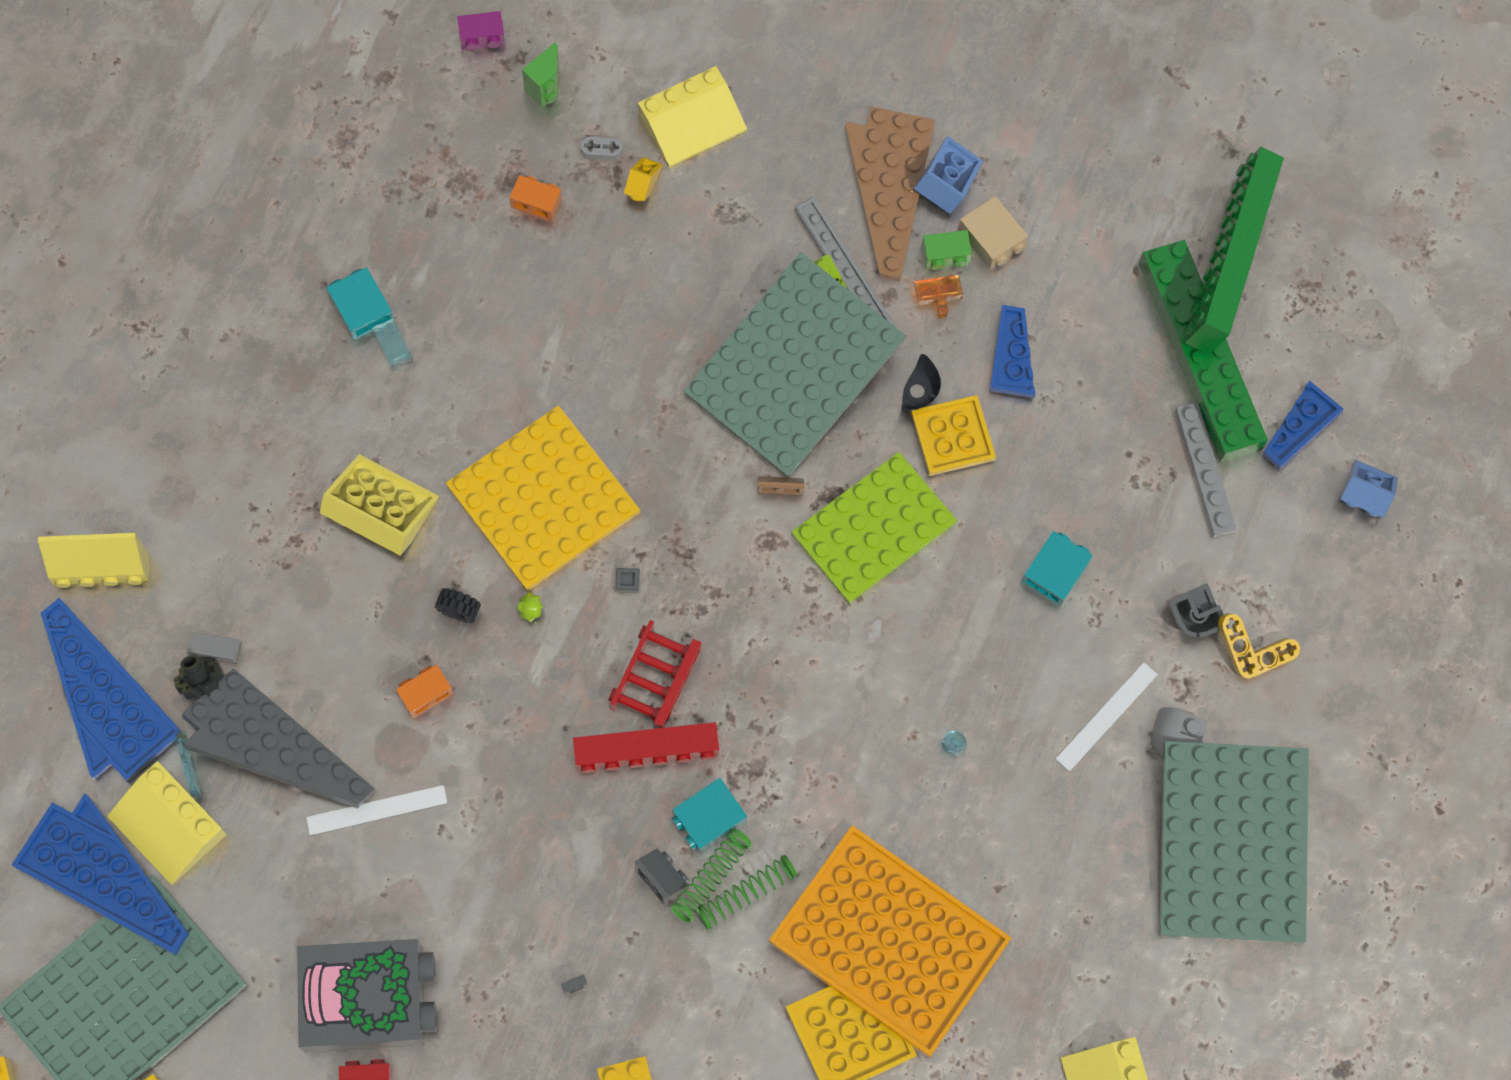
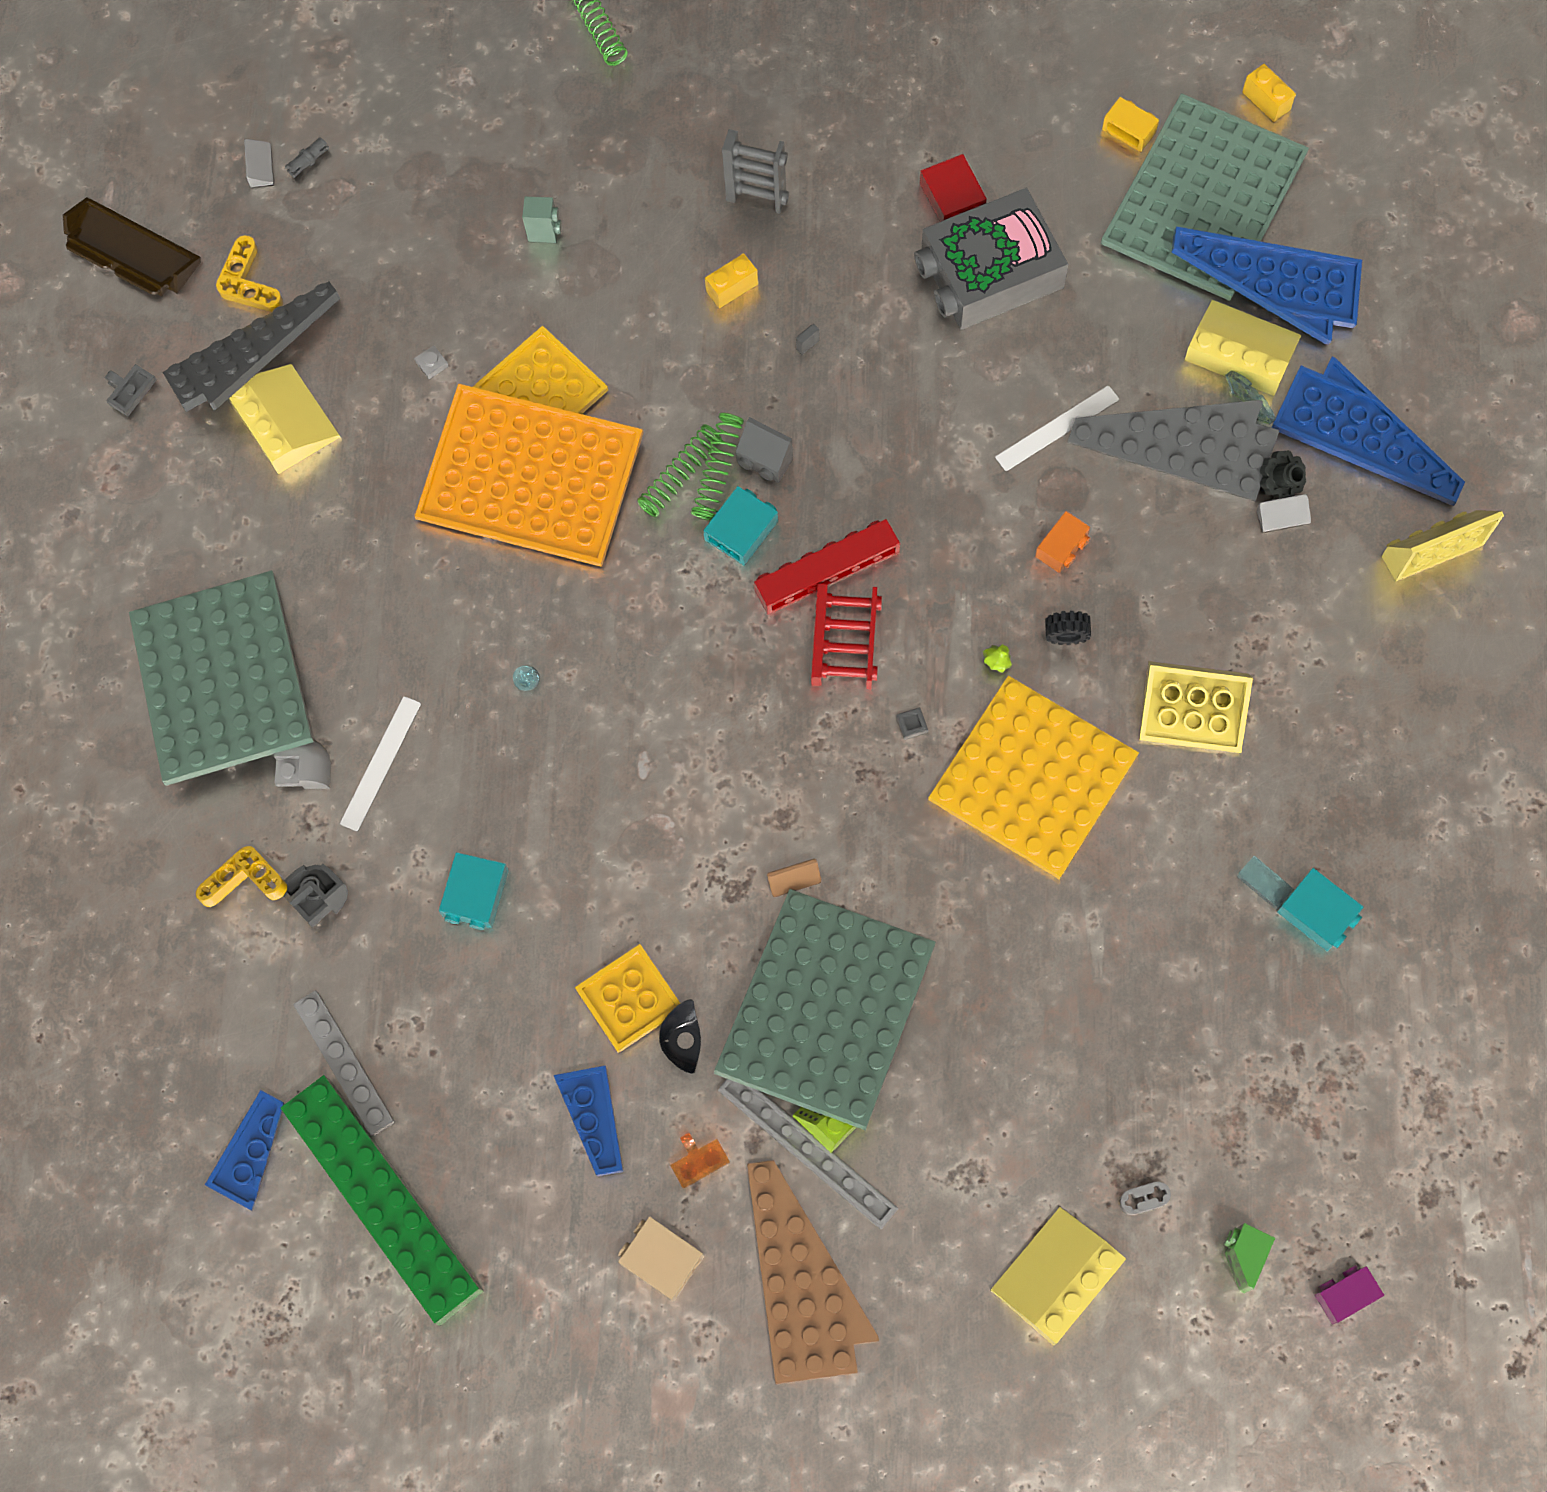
camera: 170 degrees right, 0 degrees up
(535, 197) = (1190, 1105): orange brick -> none
(642, 179) = (1081, 1175): yellow slope -> none
(874, 527) = (680, 869): lime plate -> none
(946, 250) = (707, 1215): bright green brick -> none
(949, 175) = (734, 1313): medium blue slope -> none
(1233, 251) = (370, 1324): green brick -> none
(1369, 489) = (156, 1103): medium blue slope -> none

